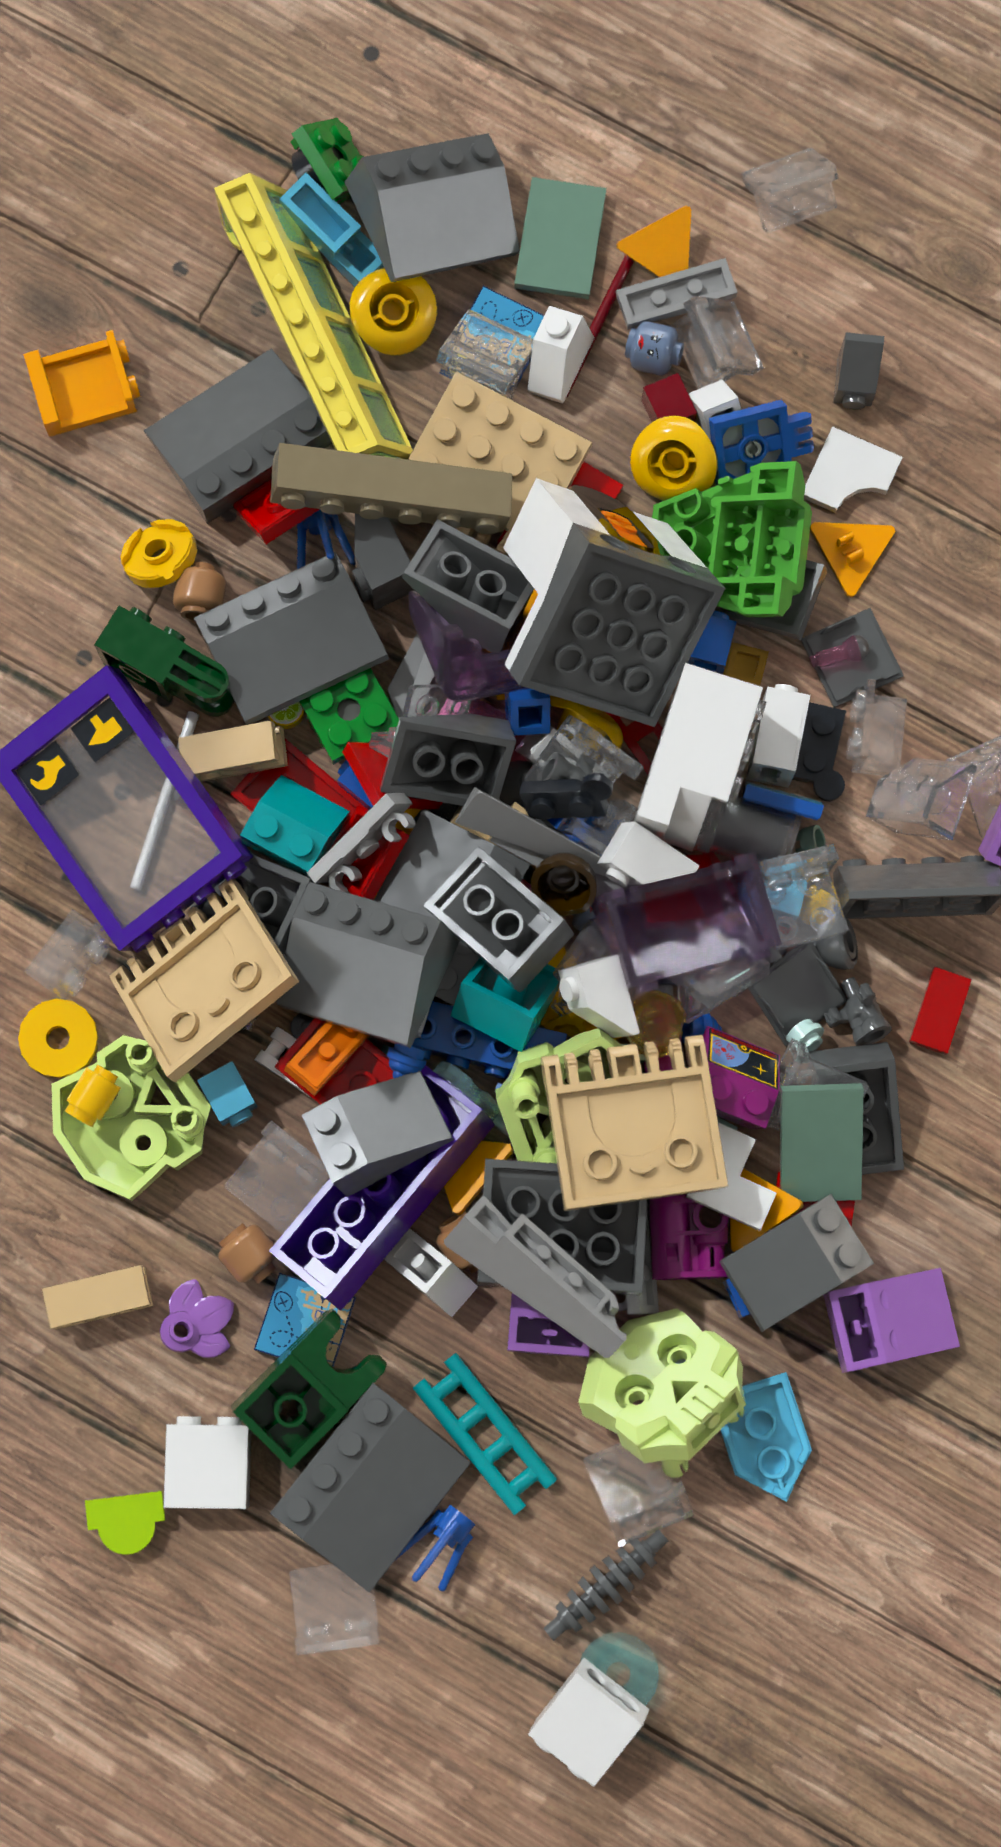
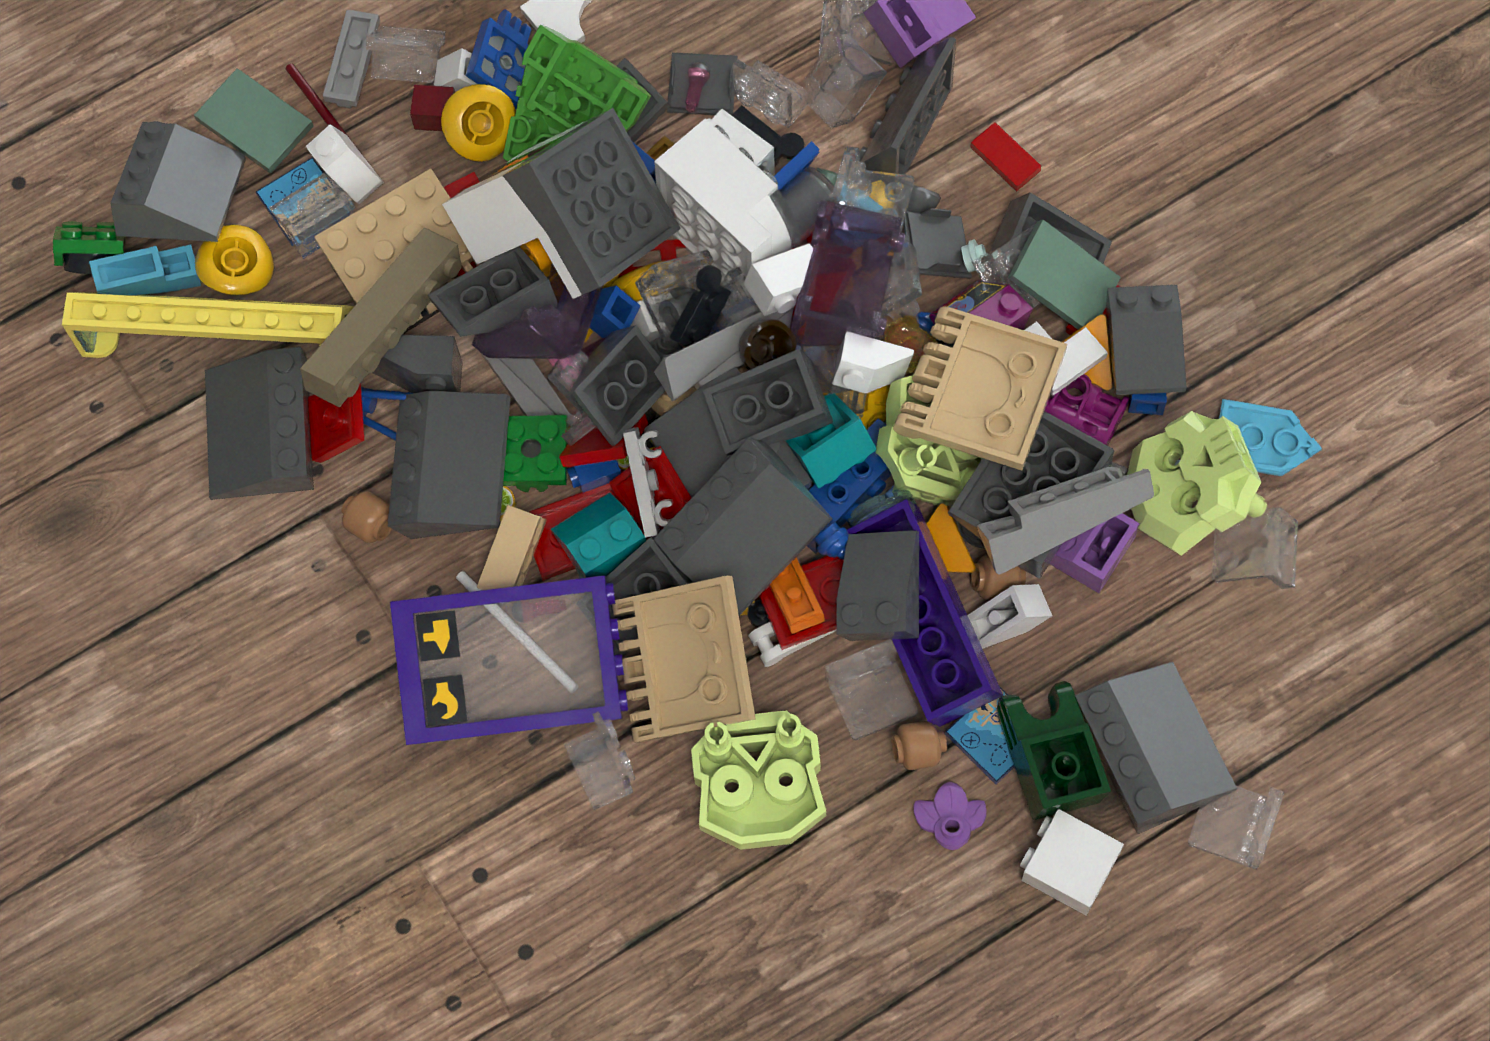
camera: 55 degrees left, 10 degrees down
(42, 1021) = (655, 789): yellow tile -> none
(82, 385) = (144, 522): light orange panel -> none
(92, 1095) = (728, 793): yellow brick -> none
(97, 1297) = (890, 880): tan piece -> none
(126, 1521) = (1083, 950): lime piece -> none
(163, 662) = (412, 564): dark green brick -> none
(166, 568) = (332, 535): yellow tile -> none
(228, 1095) = (783, 694): medium azure brick -> none
(451, 1529) = (1221, 703): blue plant -> none
(510, 1438) = (1169, 625): teal bar -> none
(588, 1722) = (1422, 672): white piece -> none
(606, 1584) = (1320, 609): dark grey piece -> none
(634, 1653) = (1387, 657): clear light blue tile -> none
(653, 348) = (383, 95): sand blue head -> none
(662, 244) = (306, 50): light orange piece -> none
(851, 550) = (623, 40): light orange piece -> none
(861, 1013) = (977, 209): dark grey piece -> none
(891, 1320) = (1222, 306): medium lavender slope -> none

